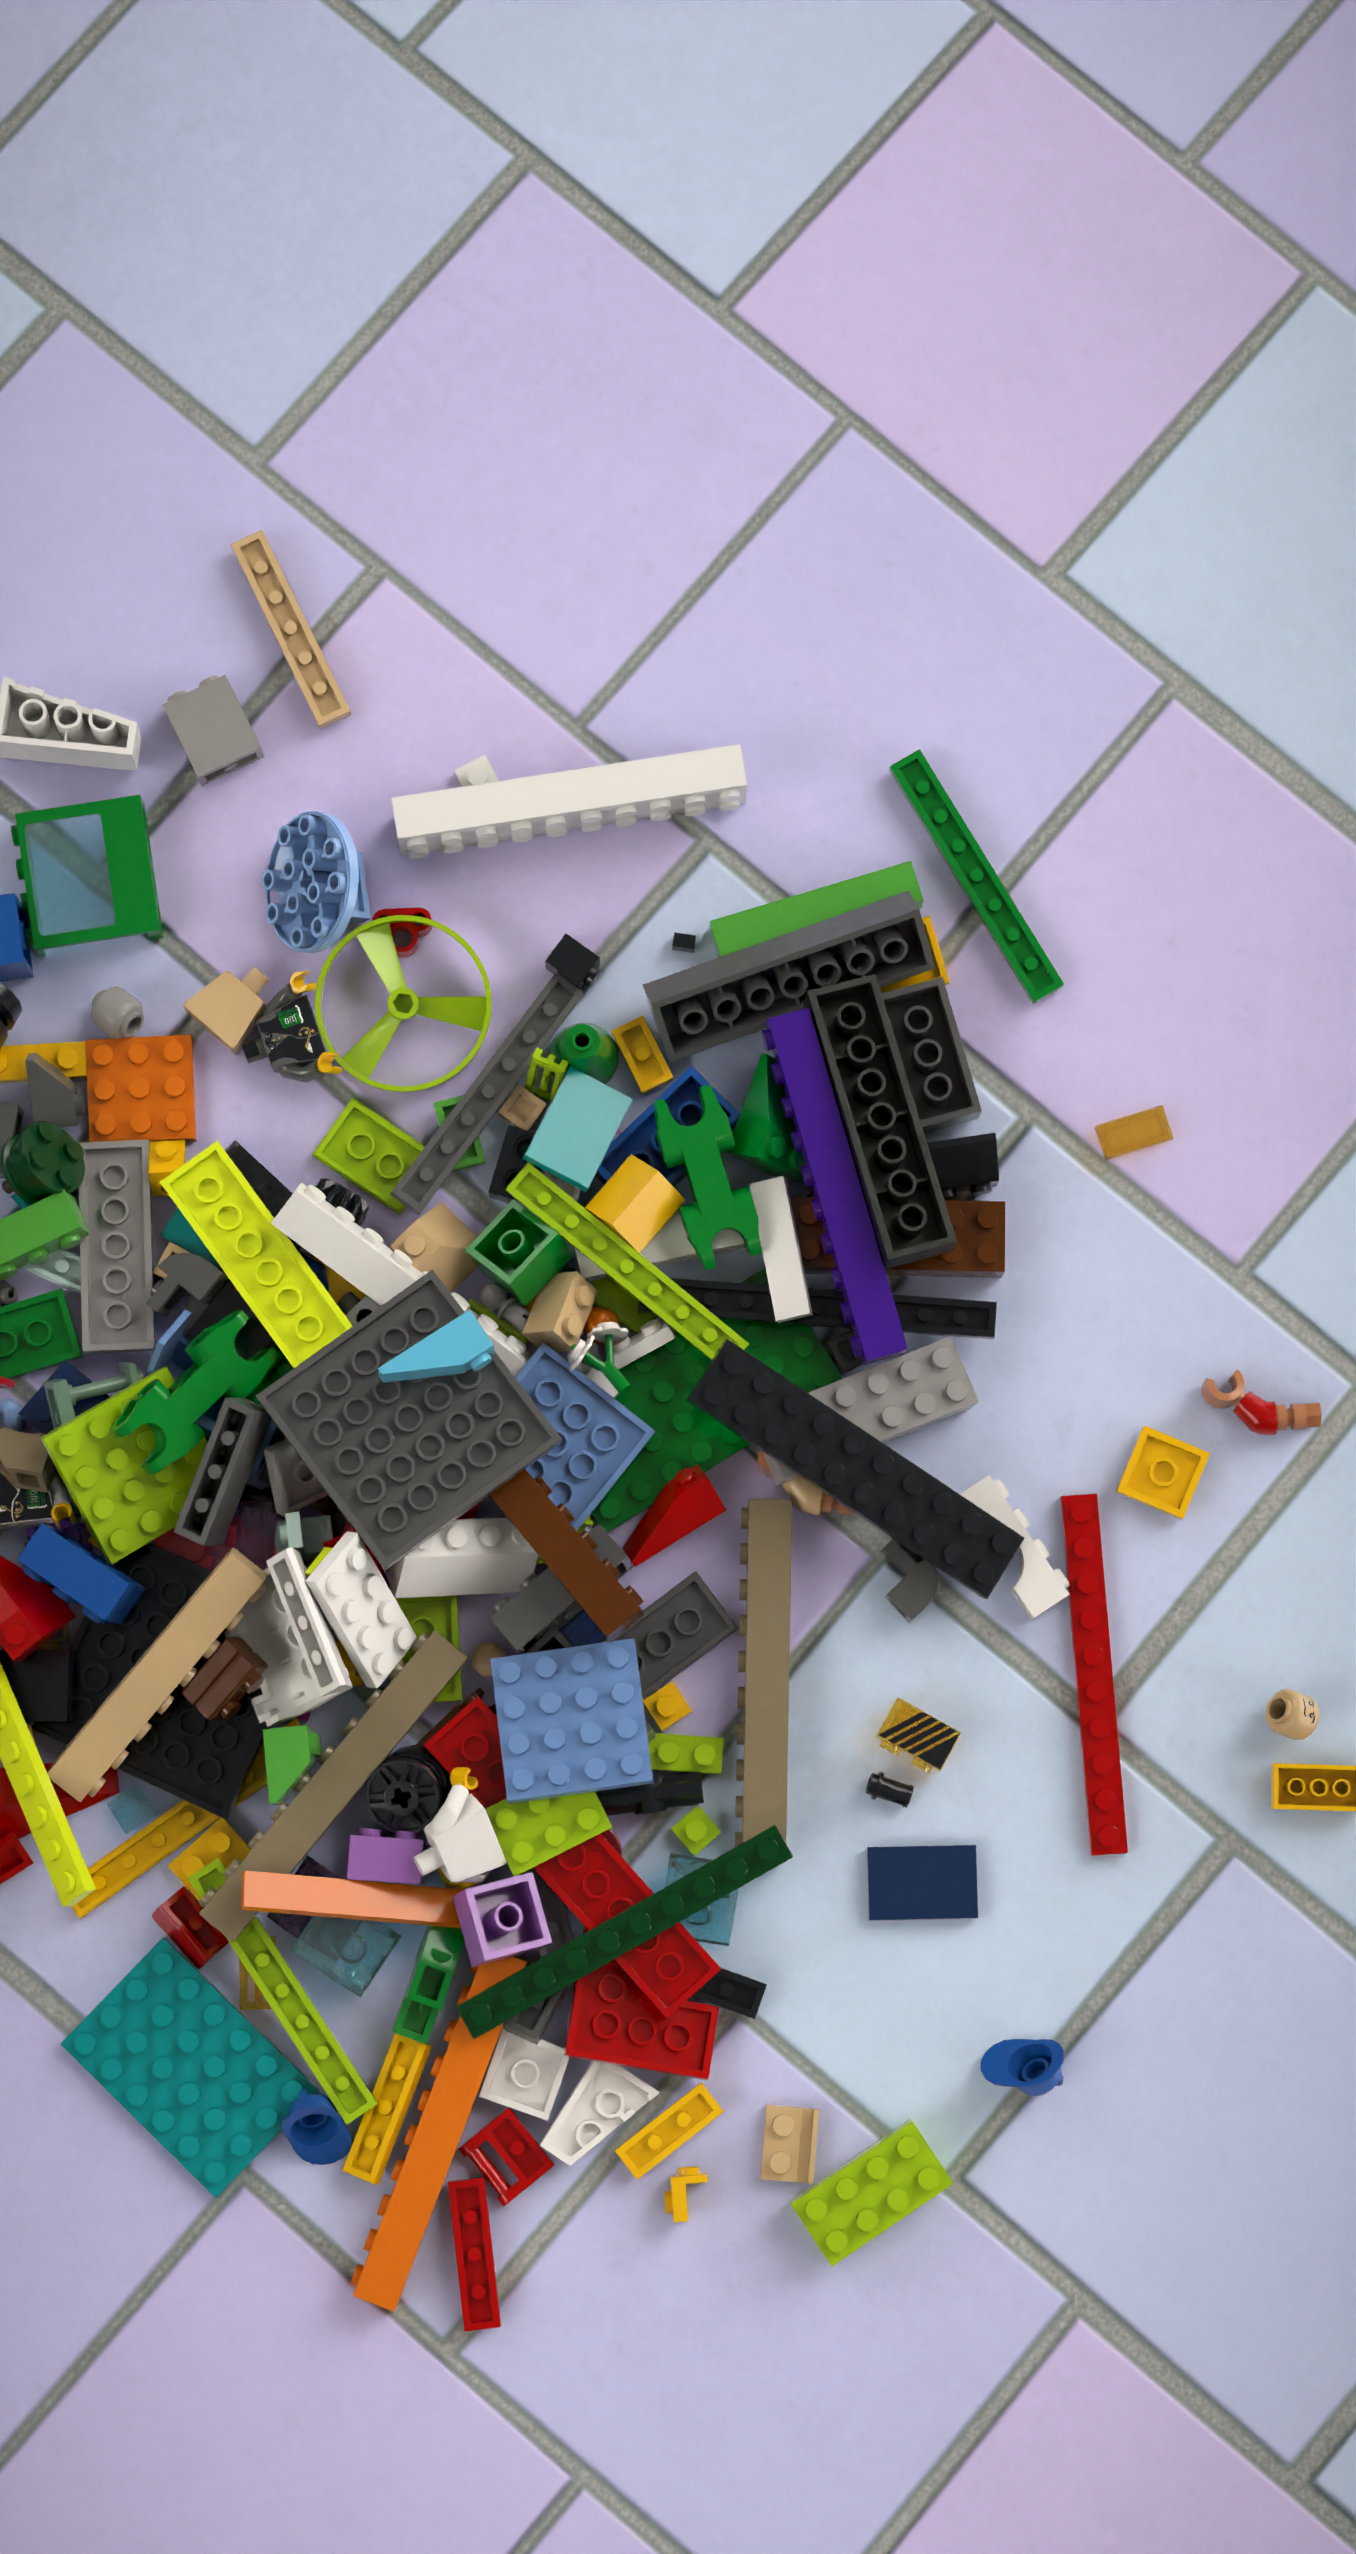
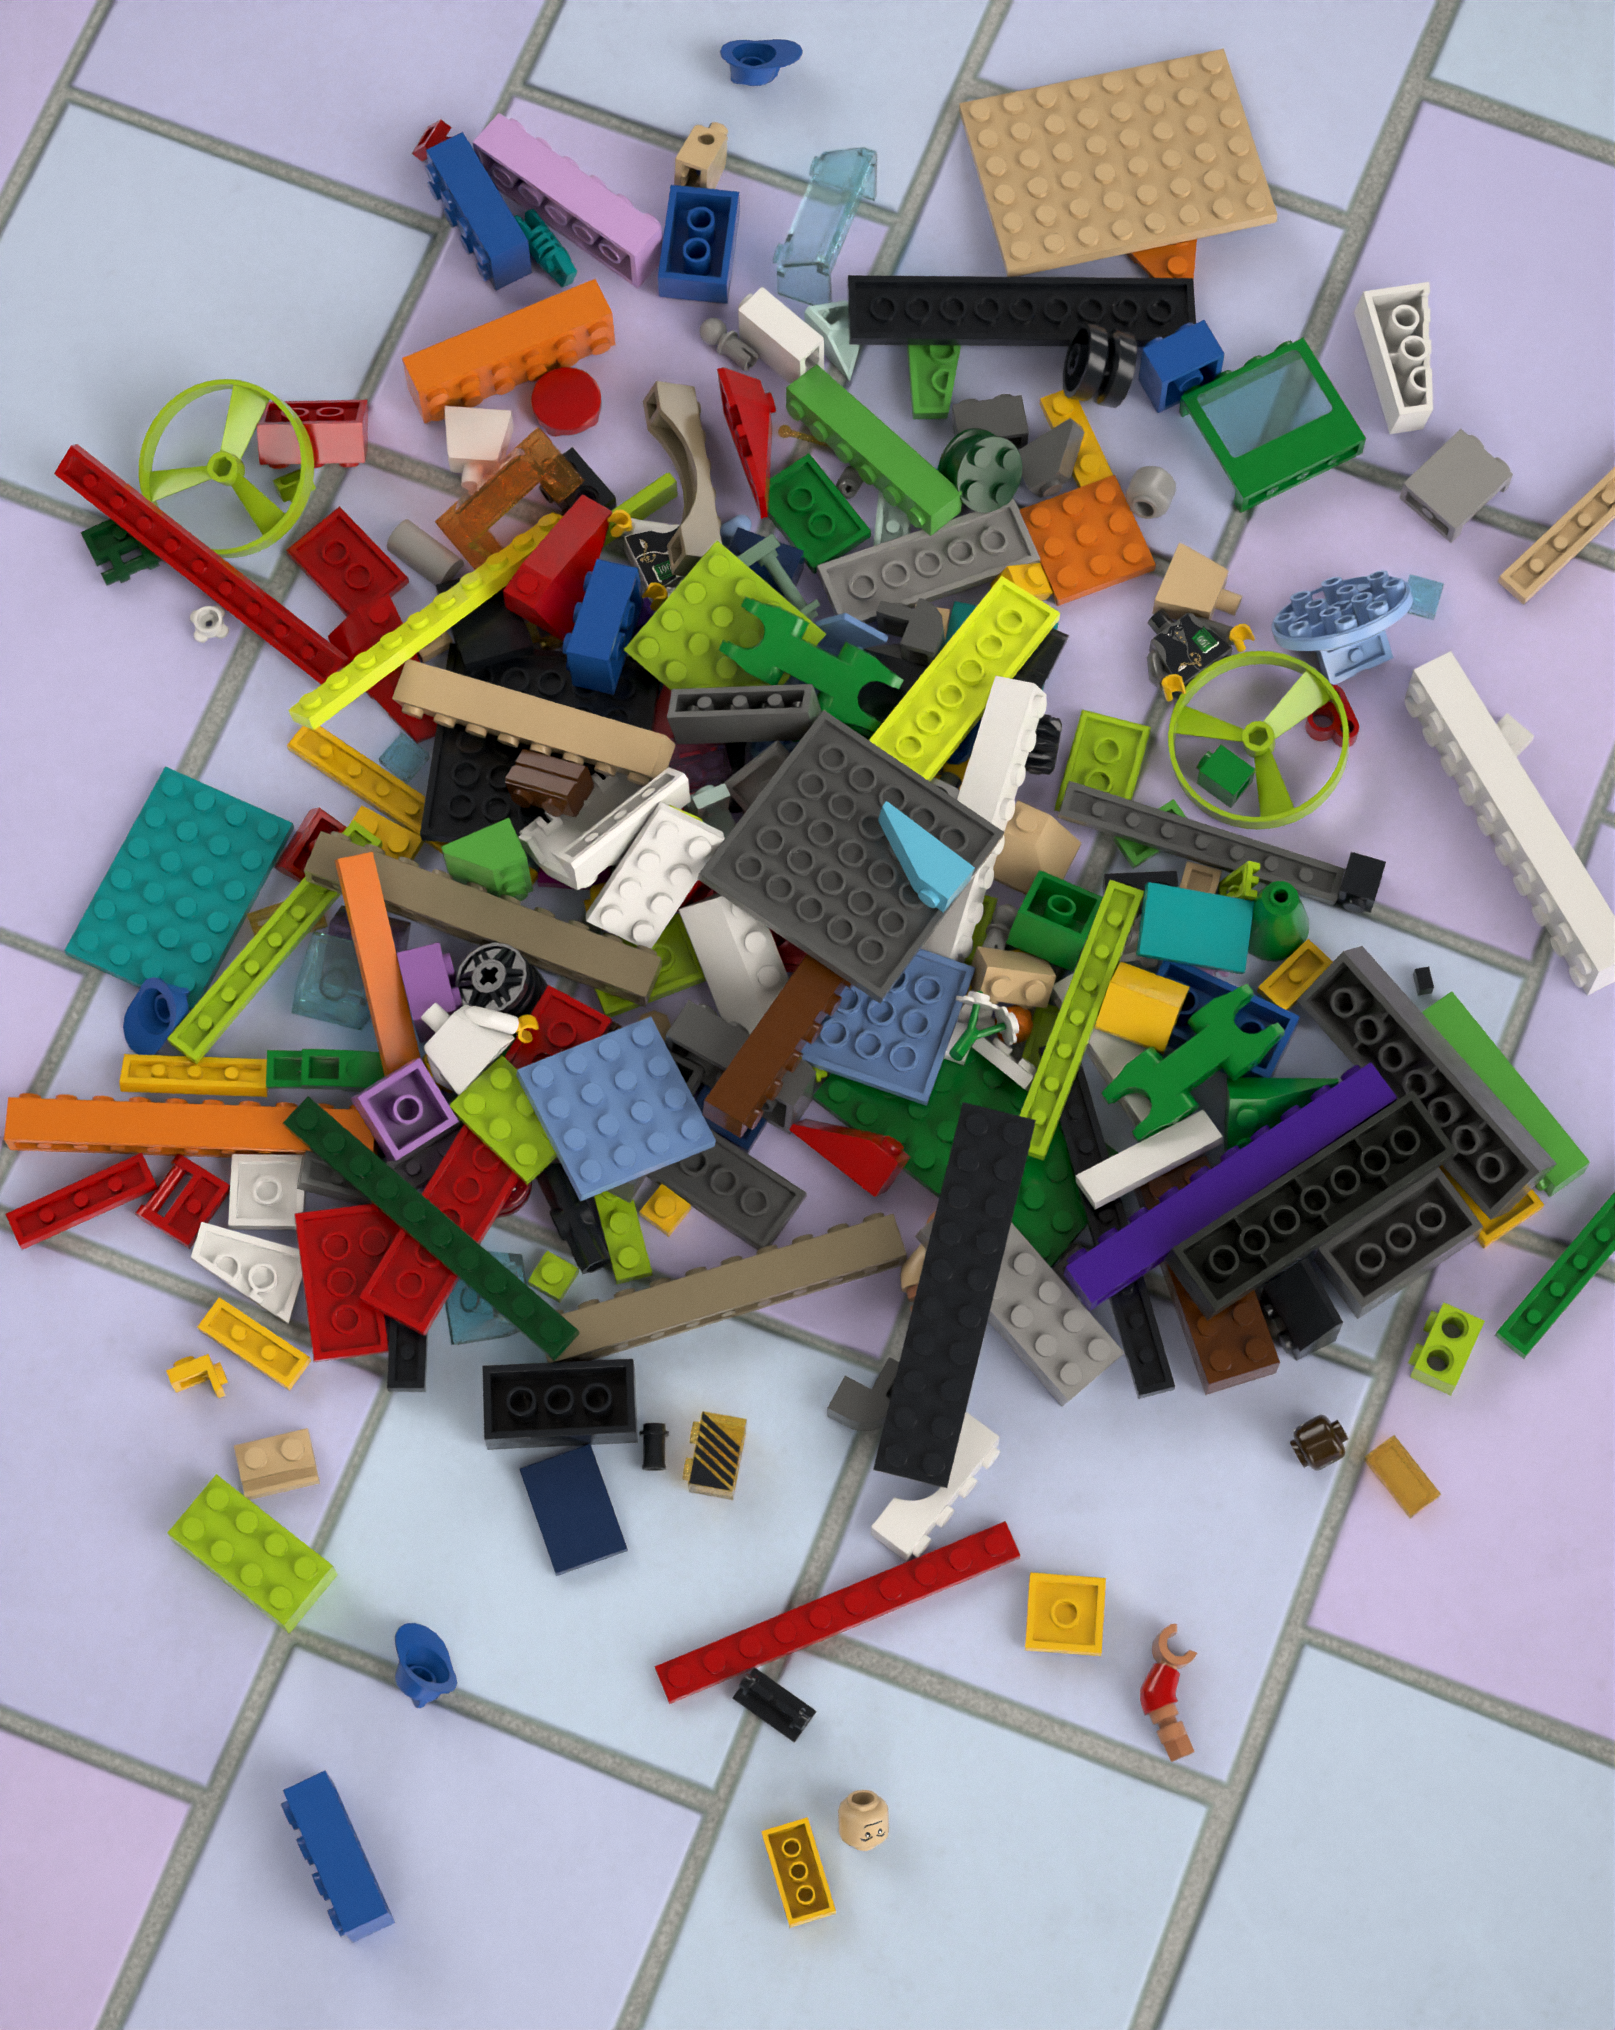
camera: 75 degrees right, 10 degrees down
(309, 798) = (1425, 595): none -> clear light blue plate
(425, 1047) = (1224, 775): none -> green brick
(825, 1863) = (559, 1404): none -> black brick
(1041, 1044) = (1451, 1350): none -> lime brick
(1082, 1193) = (1319, 1442): none -> dark brown head
(1160, 1758) = (774, 1704): none -> black hinge
(1180, 2197) = (337, 1853): none -> blue brick

